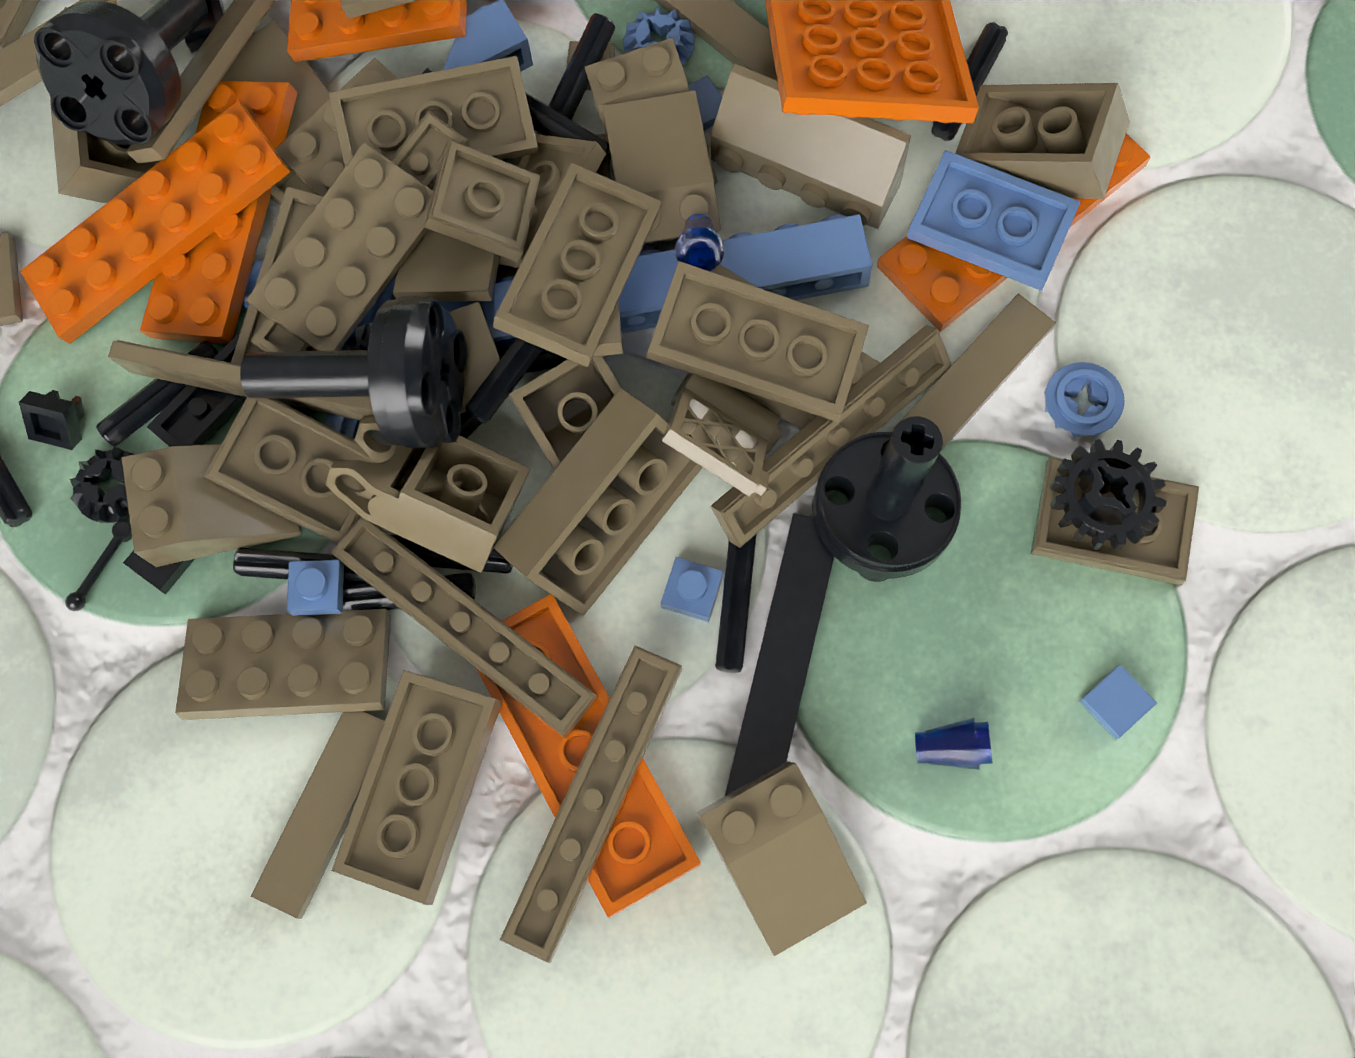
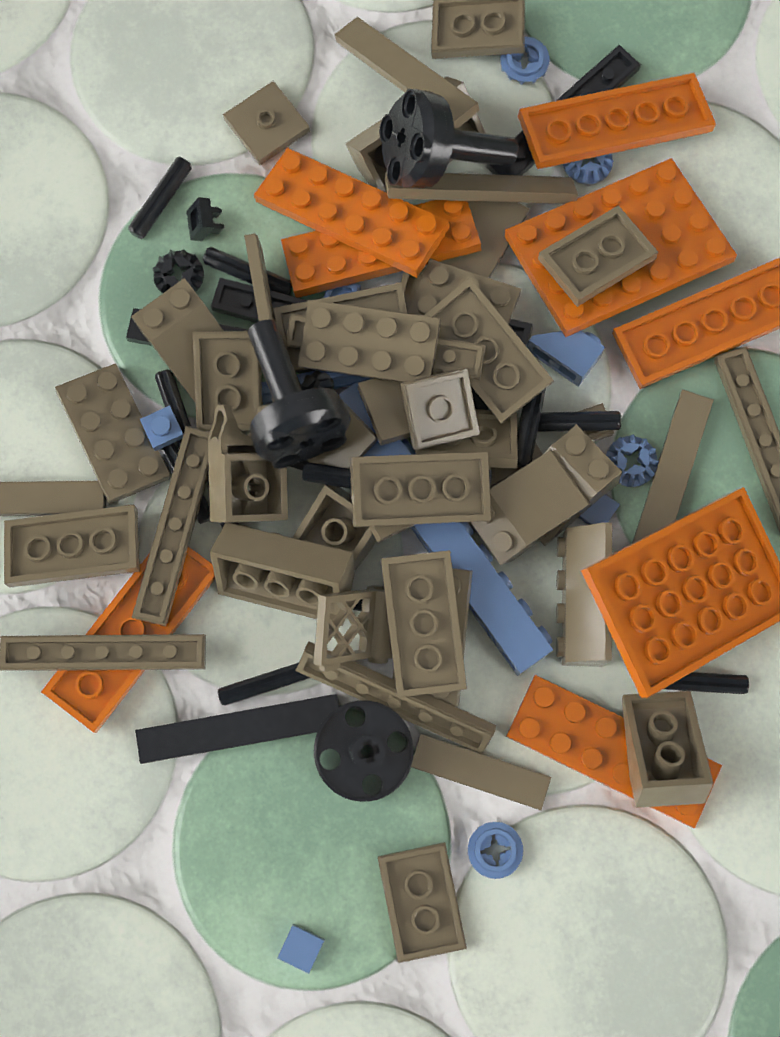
camera: 60 degrees right, 5 degrees up
(122, 533) = (101, 293): black hinge -> none
(692, 589) = (261, 652): medium blue plate -> none
(700, 243) = (474, 556): clear blue cone -> none
(782, 856) = (117, 777): dark tan slope -> none
(955, 745) = (229, 857): clear blue cone -> none
(993, 220) = (589, 739): medium blue plate -> none
(1104, 473) = (441, 899): black gear -> none

